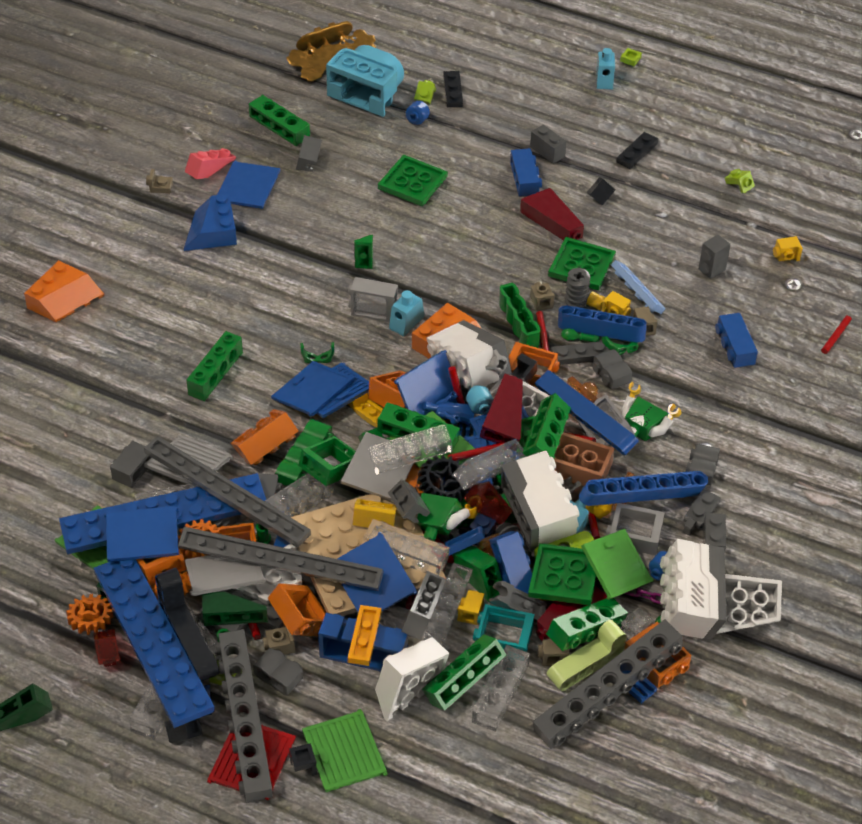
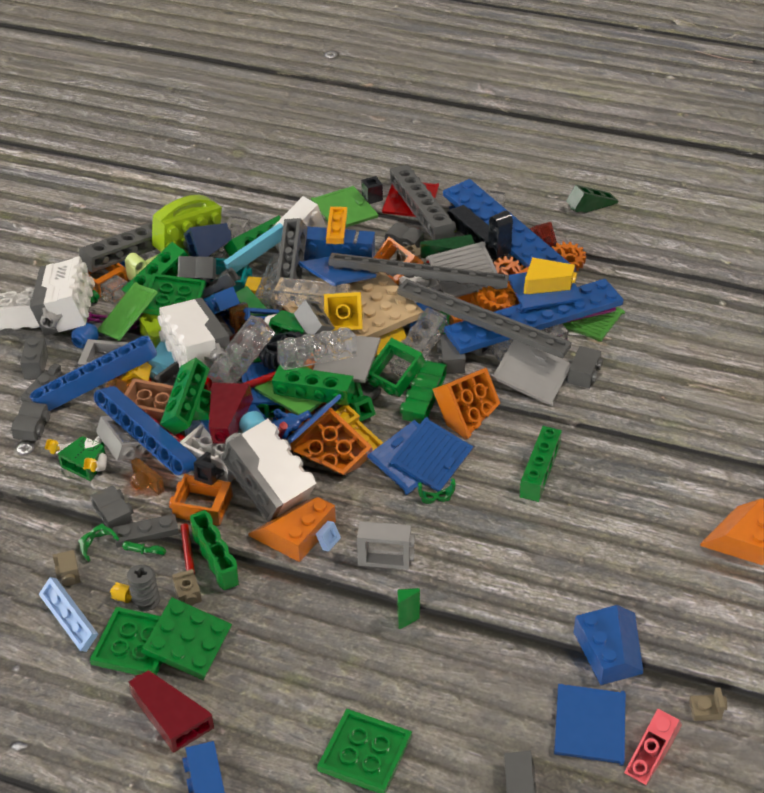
camera: 175 degrees right, 5 degrees down
(136, 529) = (549, 276): none -> yellow slope
(406, 313) = (345, 537): medium azure torso -> none
(419, 321) = (328, 536): none -> light blue plate
(467, 621) = (255, 248): none -> medium azure tile
(524, 646) = (207, 239): none -> dark blue slope
(531, 603) = (197, 268): none -> dark grey brick
(540, 257) = (187, 638): none -> green plate
(551, 679) = (180, 215): none -> lime piece
(601, 191) = (99, 762): black panel -> none
(602, 323) = (111, 544): blue beam -> none
(616, 304) = (97, 583): yellow brick -> none

